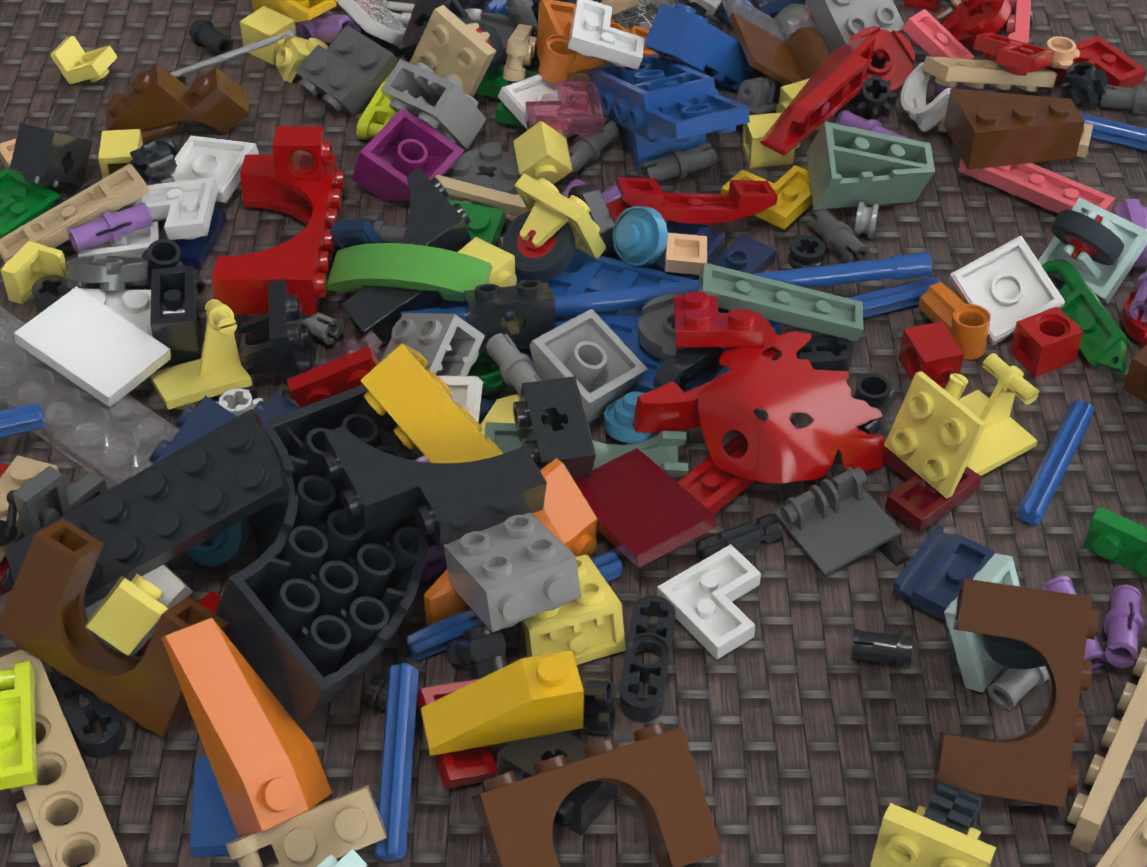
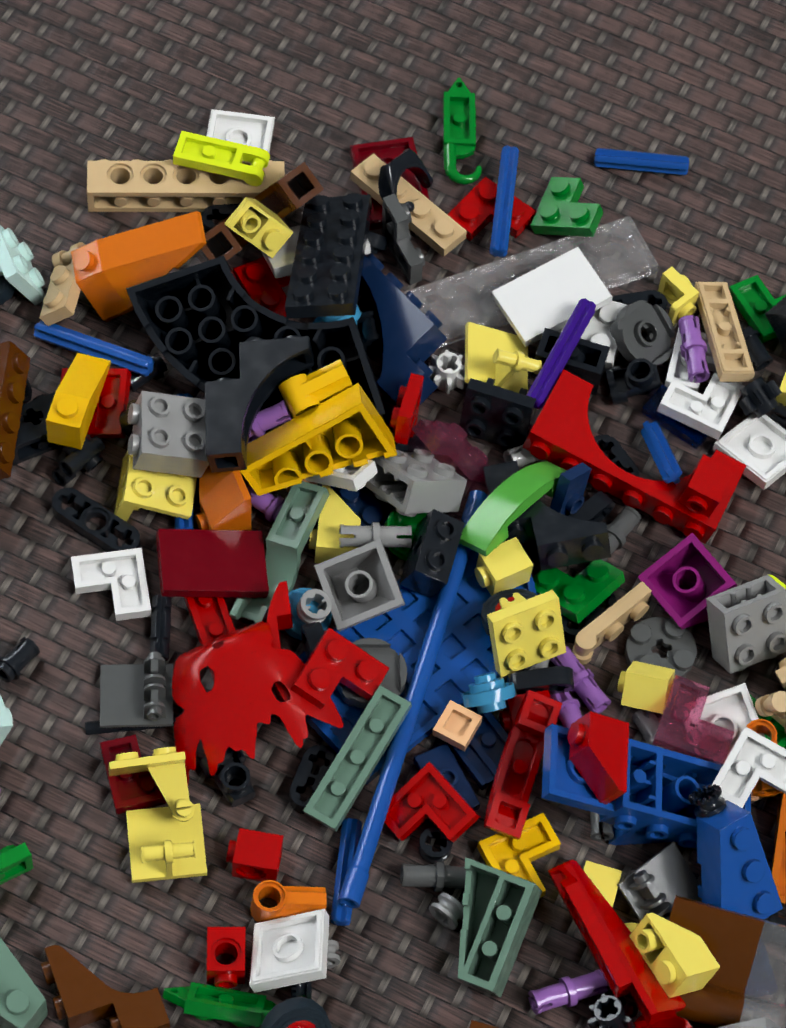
camera: 110 degrees right, 15 degrees up
(184, 292) = (561, 352): none -> dark purple axle
(262, 213) = (661, 452): none -> blue axle
(375, 430) = (310, 390): none -> yellow piece
(555, 425) = (287, 519): black brick -> none
(637, 382) = (314, 595): none -> light grey bush
(656, 38) = (707, 801): none -> black bush
(679, 89) = (600, 754): none -> red slope
(774, 243) = (433, 797): none -> red plate
(809, 48) = (674, 955): none -> light yellow slope
(936, 570) = (50, 735): dark blue plate -> none
(1055, 463) = (109, 885): blue axle -> none

